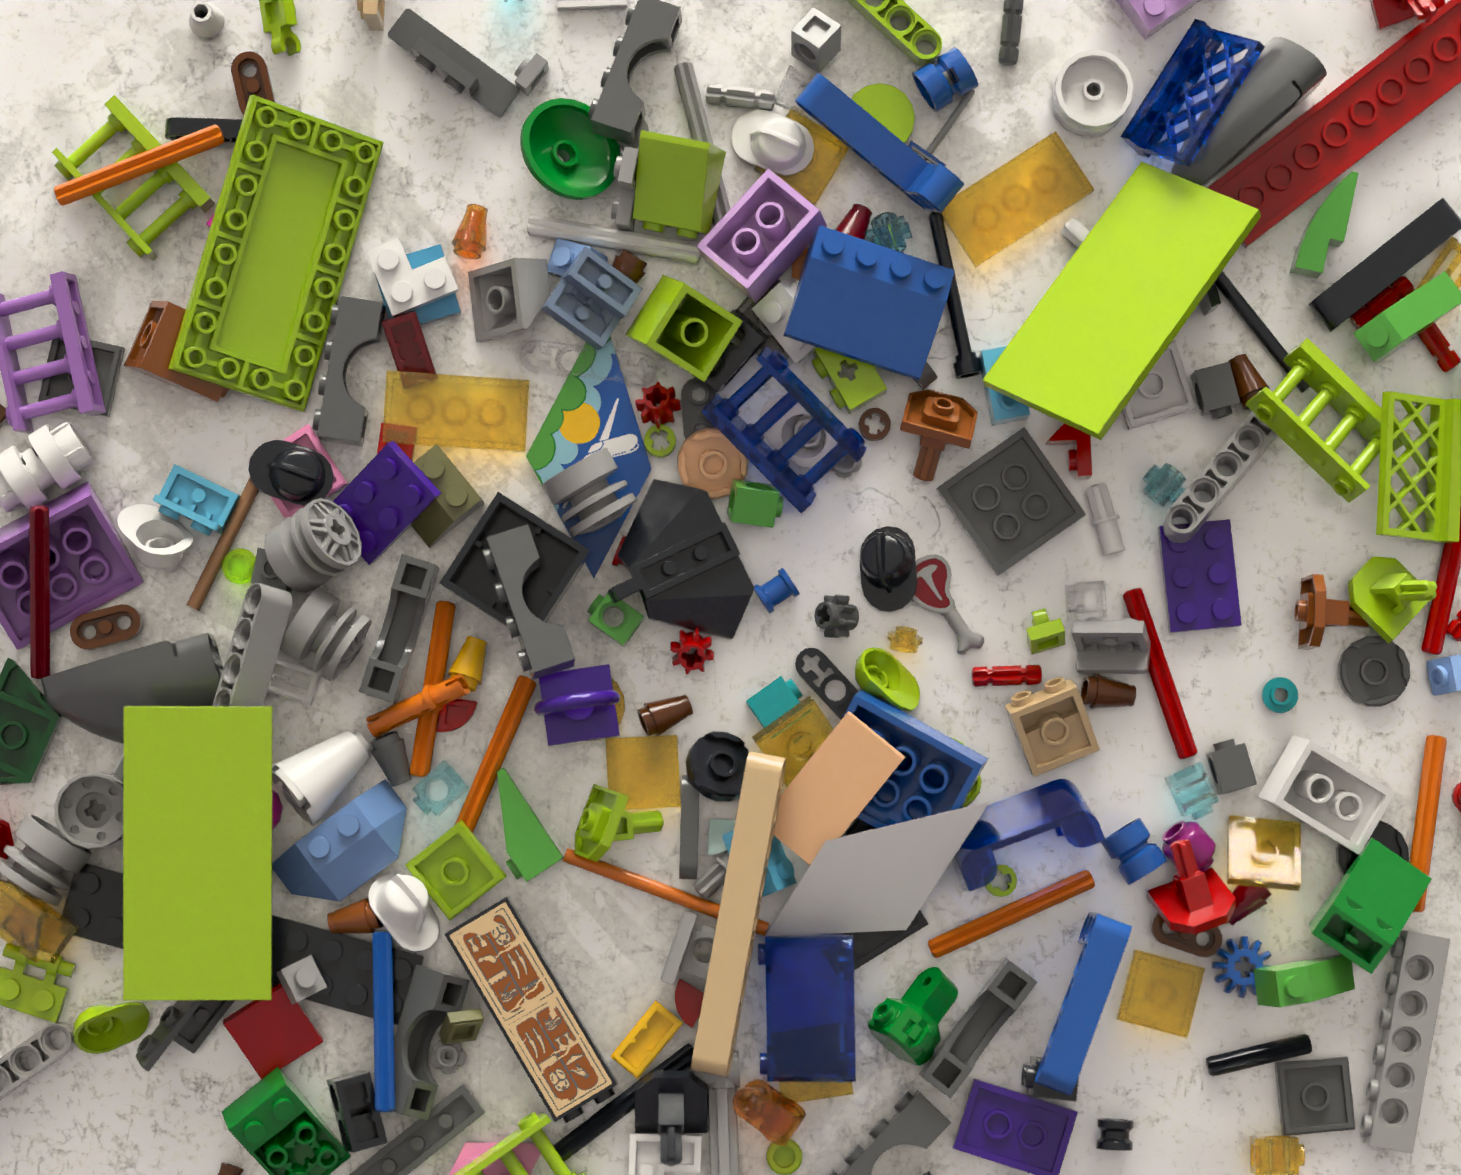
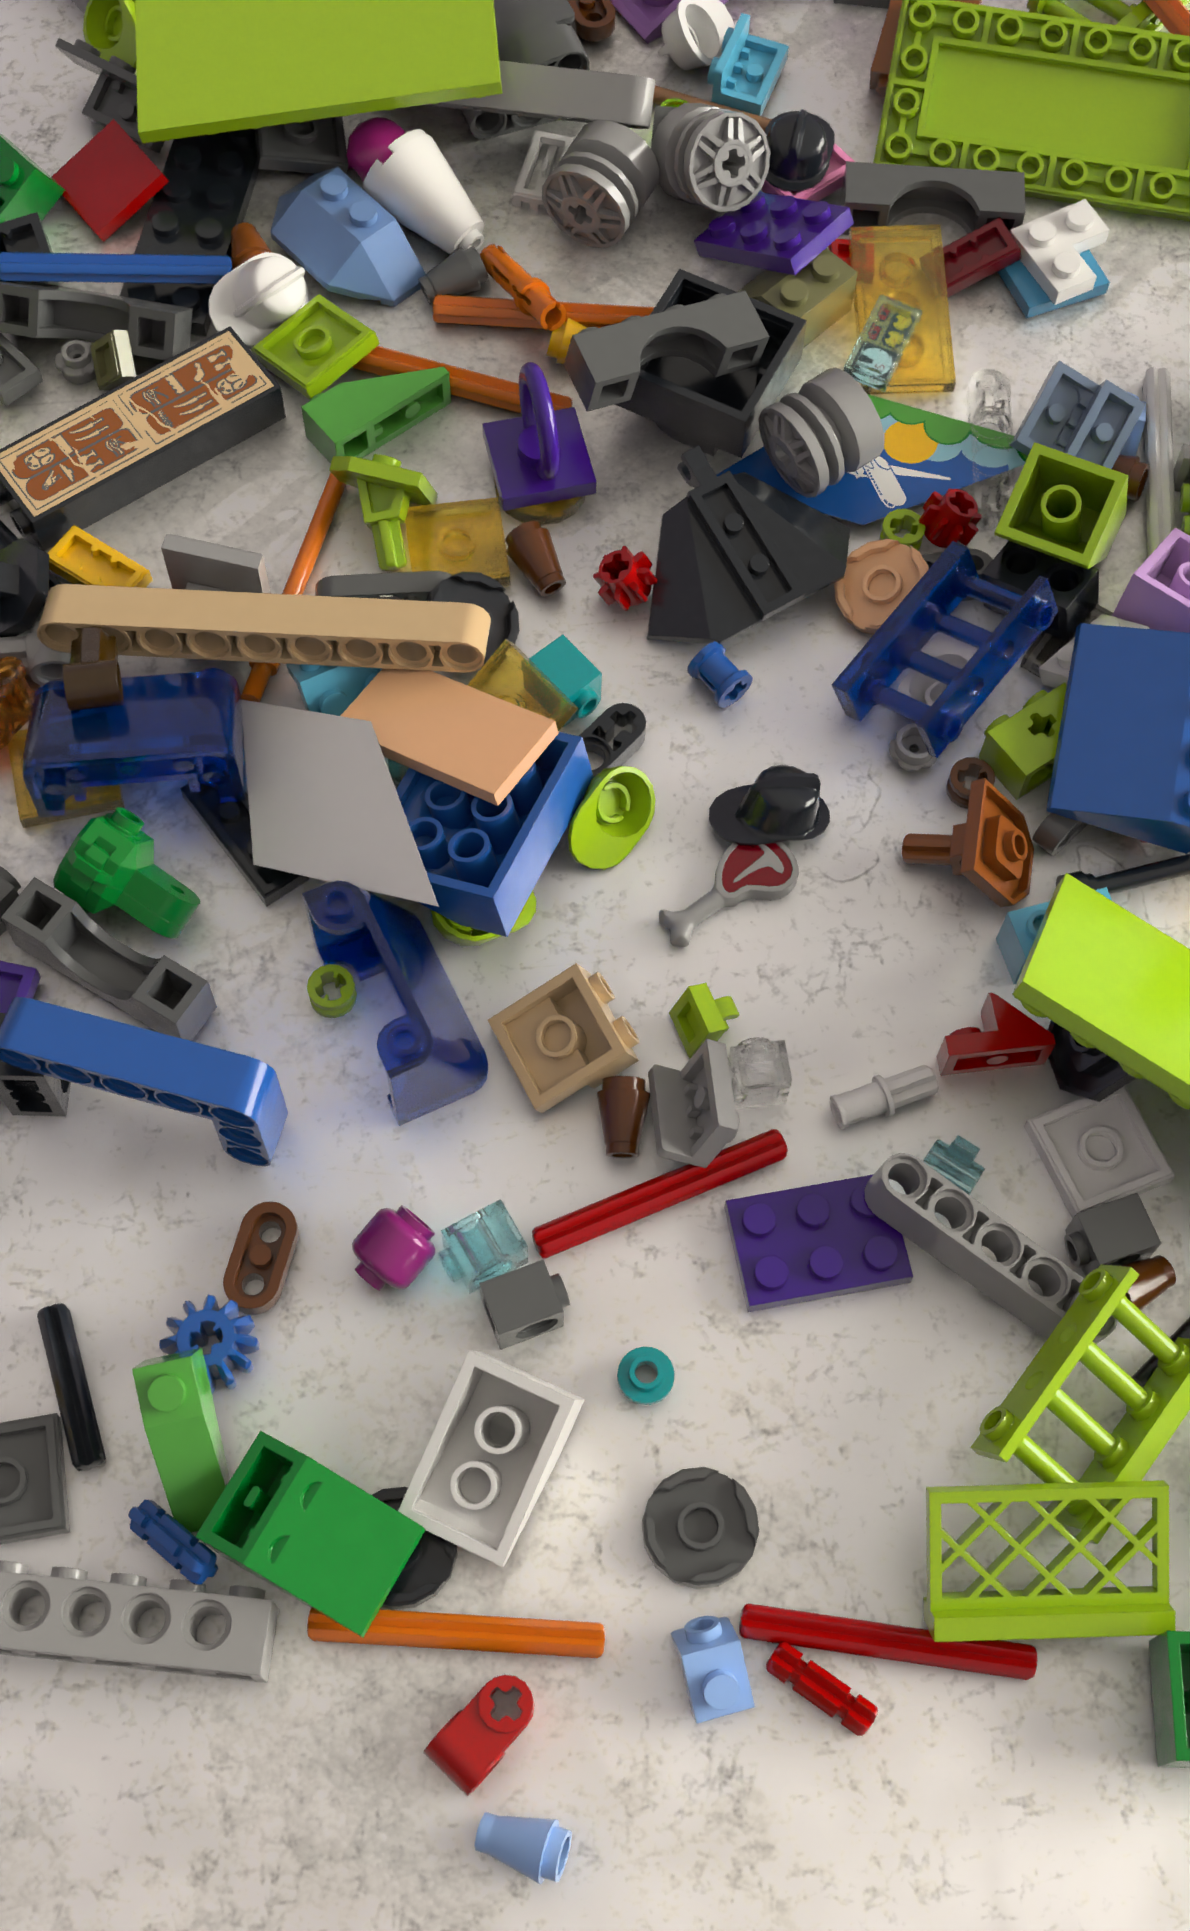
camera: 85 degrees right, 20 degrees down
(301, 979) = (168, 188): light grey plate -> none
(400, 629) = (570, 260): dark grey arch -> none
(455, 715) = (515, 340): red tile -> none
(455, 784) = (419, 323): clear light blue brick -> none
(471, 234) = (1130, 312): clear orange cone -> none
(493, 431) = (883, 342): none -> clear light blue tile
(507, 296) = (1077, 343): light grey slope -> none
(625, 630) = (653, 492): bright green brick -> none
(754, 503) = (835, 630): bright green brick -> none
(781, 1033) = (93, 672): none -> dark brown piece
(836, 616) = (693, 745): dark grey gear -> none
(904, 639) = (670, 836): clear yellow plate -> none
(1006, 675) = (634, 978): red axle -> none
(1010, 501) = (890, 963): dark grey plate -> none
(1011, 913) = (284, 1011): orange axle -> none
(1132, 849) = (383, 1165): blue wheel -> none
(1160, 993) = (167, 1230): clear yellow tile -> none
(1194, 898) = (311, 1248): red piece -> none
(1248, 901) = (318, 1345): dark red cone -> none
(1264, 853) = (390, 1361): clear yellow tile -> none
(1317, 612) = (785, 1408): dark orange piece -> none
(1364, 991) = (173, 1542): none -> blue axle
(1388, 595) = (826, 1533): lime piece -> none

